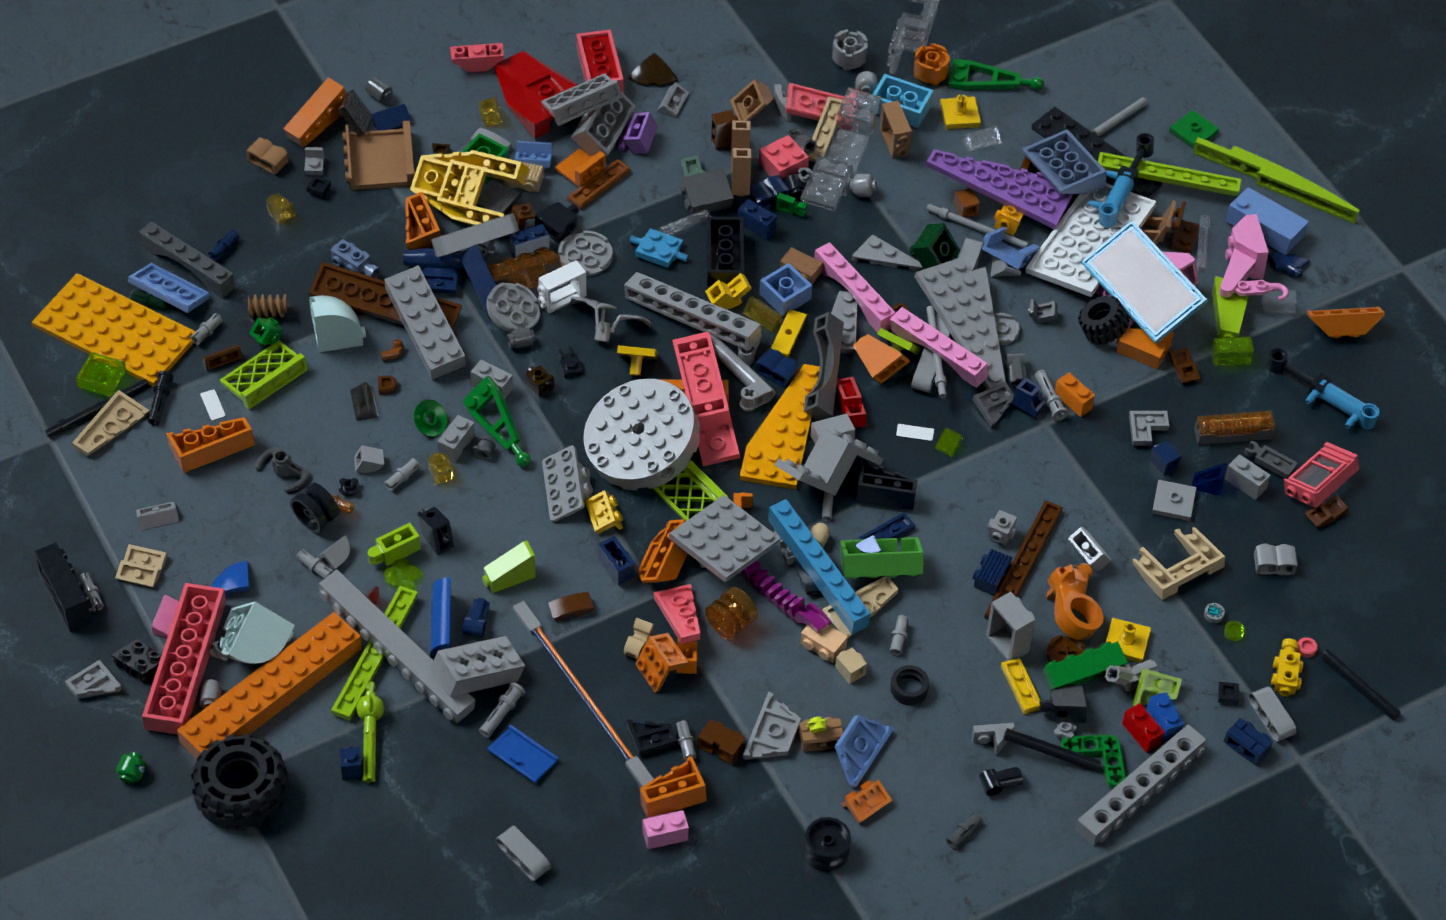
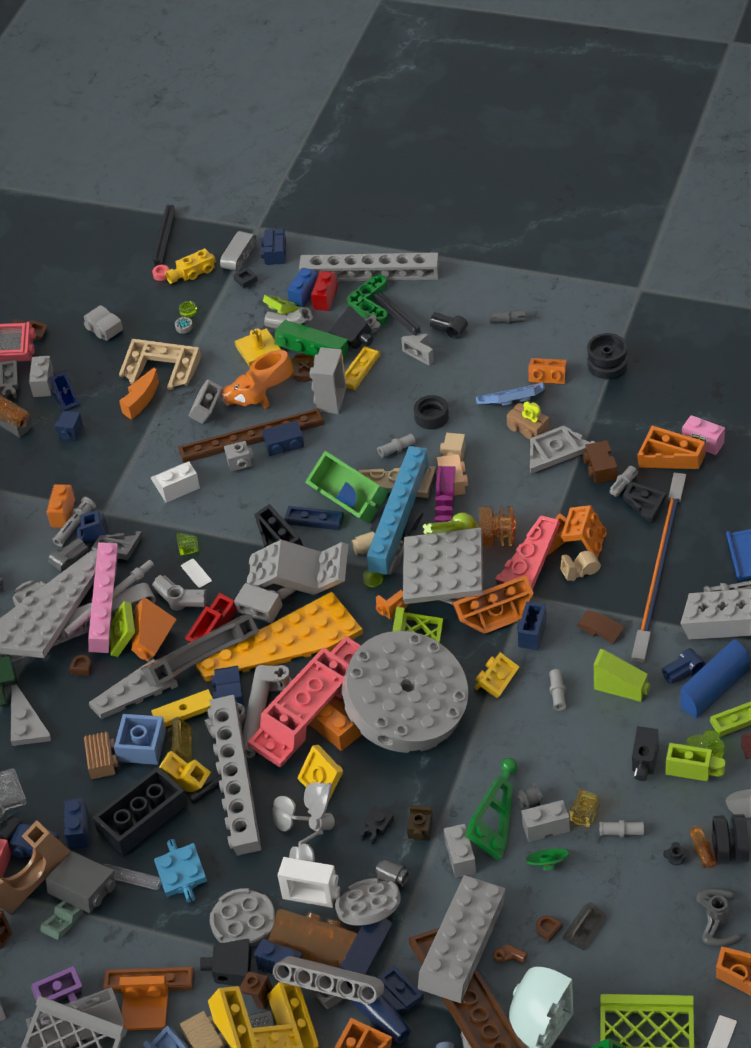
camera: 125 degrees left, 5 degrees down
(368, 459) = (636, 862): light grey brick -> none
(549, 535) = (557, 690): none -> light grey pin
(565, 483) = (501, 717): light grey bracket -> none
(756, 590) = (459, 522): none -> lime piece
(789, 205) = (32, 811): green plate -> none
(872, 304) = (78, 725): bright pink arch -> none
(897, 399) = (177, 596): none -> light grey piece
(1026, 478) = (176, 481): none -> white slope
(1143, 422) = (47, 459): light grey plate -> none
(1152, 523) = (139, 394): none -> orange slope
(1174, 500) = (102, 402): light grey plate -> none

